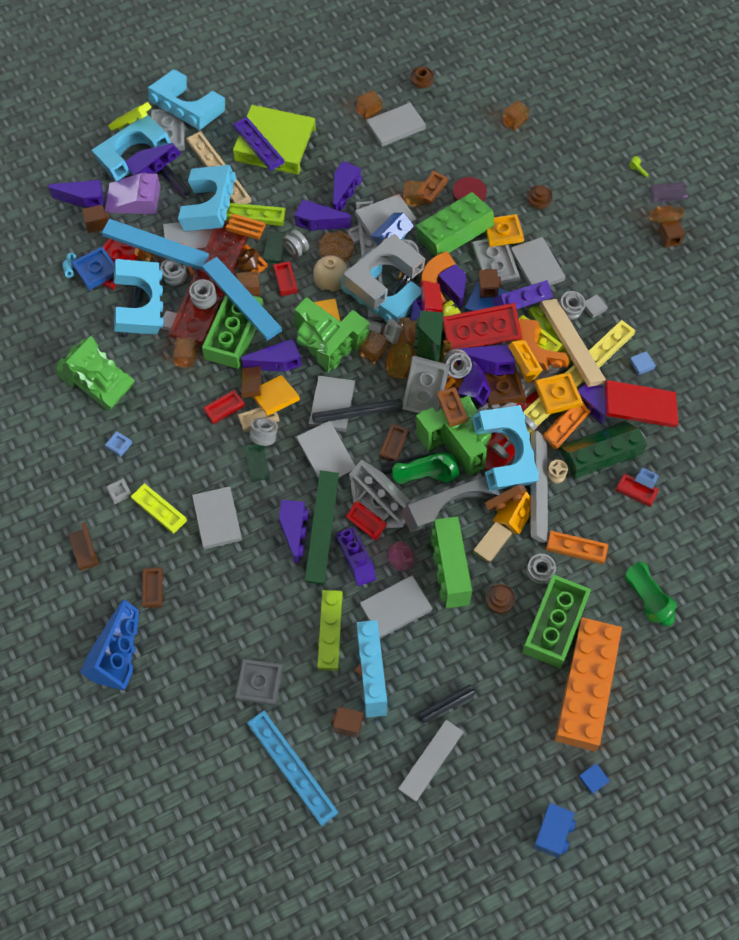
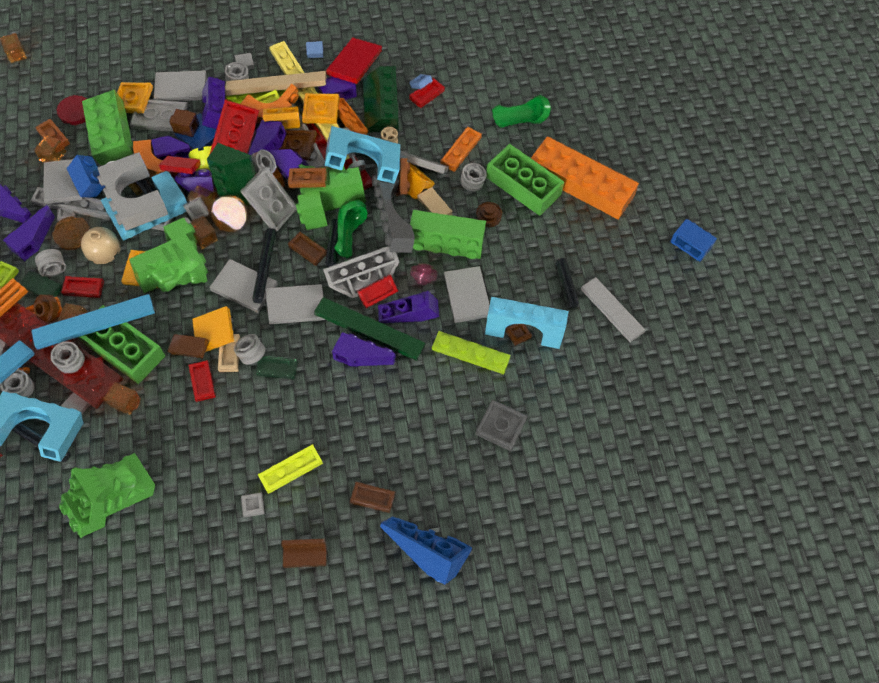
camera: 75 degrees left, 0 degrees up
(118, 443) = (197, 492): medium blue tile -> none
(217, 517) = (321, 418): light grey tile -> none
(274, 358) = (173, 315): dark purple slope -> none
(292, 768) = (588, 419): dark azure tile -> none
(347, 722) = (563, 360): reddish brown brick -> none
(539, 197) = (112, 60): reddish brown plate -> none
(594, 779) = (657, 202): blue tile -> none

